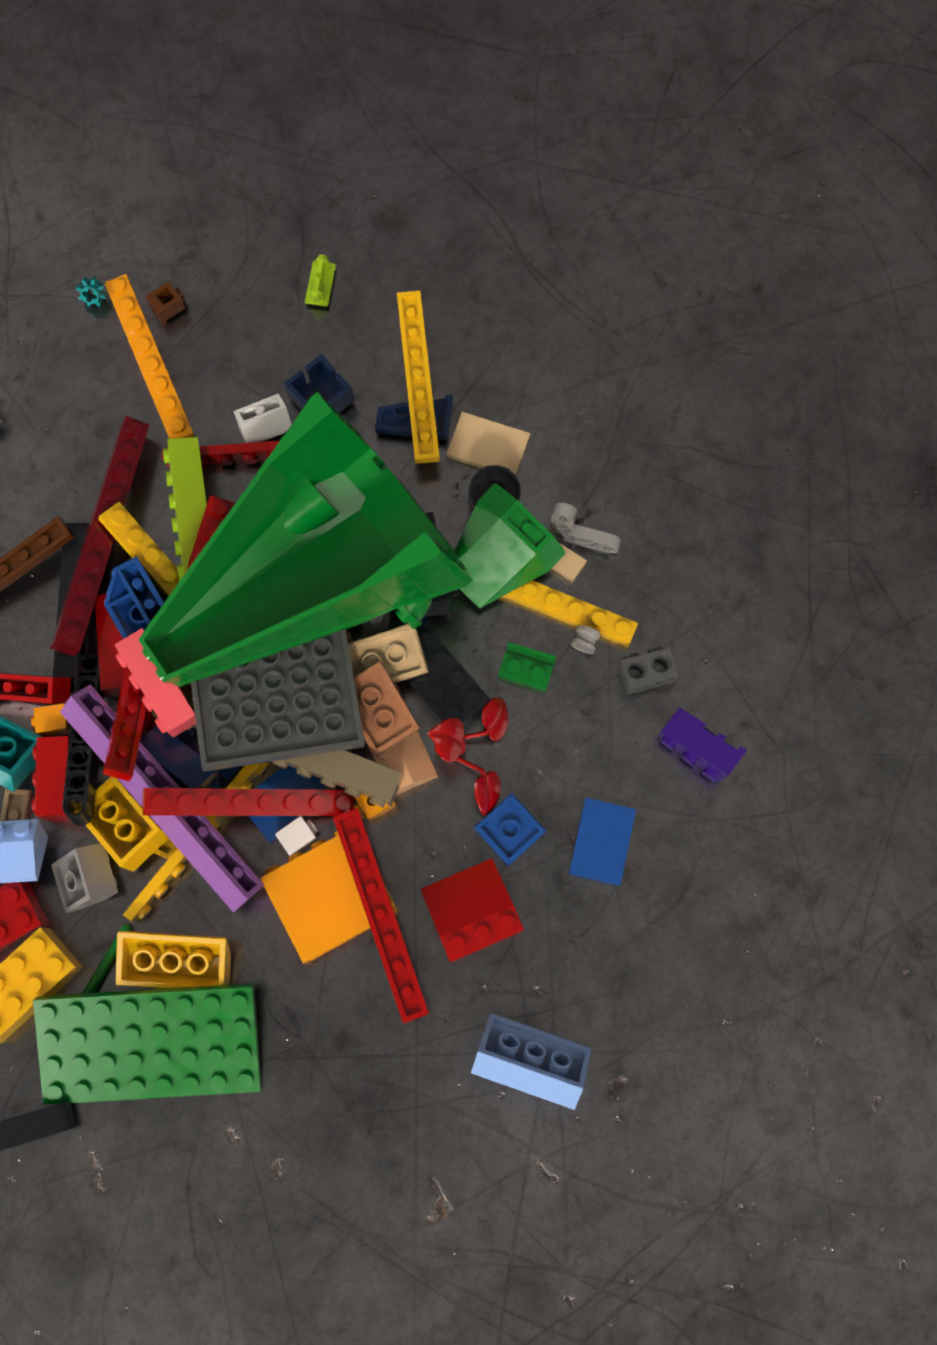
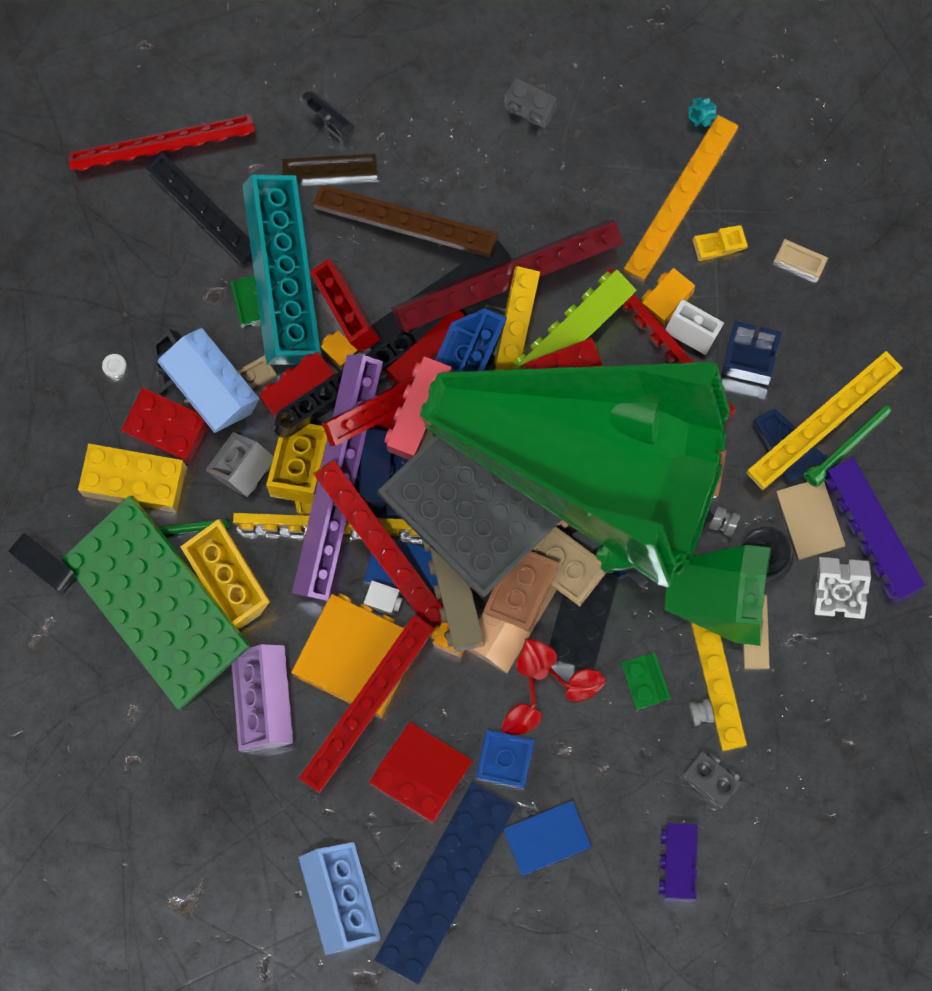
camera: 60 degrees right, 0 degrees up
(166, 302) = (735, 168): reddish brown brick -> none
(210, 355) = (719, 244): none -> yellow slope
(220, 421) = (667, 295): none -> light orange brick
(272, 305) = (801, 259): none -> tan tile
(306, 1006) = (262, 698): none -> lavender slope
(320, 282) = (849, 282): lime hinge -> none
(442, 509) = (730, 523): none -> light grey wheel
(457, 412) = (816, 474): none -> green piece
(534, 402) = (874, 530): none -> dark purple brick
(564, 456) = (842, 587): none -> white brick
(564, 529) = (782, 628): light grey beam -> none
(582, 958) = (445, 883): none -> dark blue plate

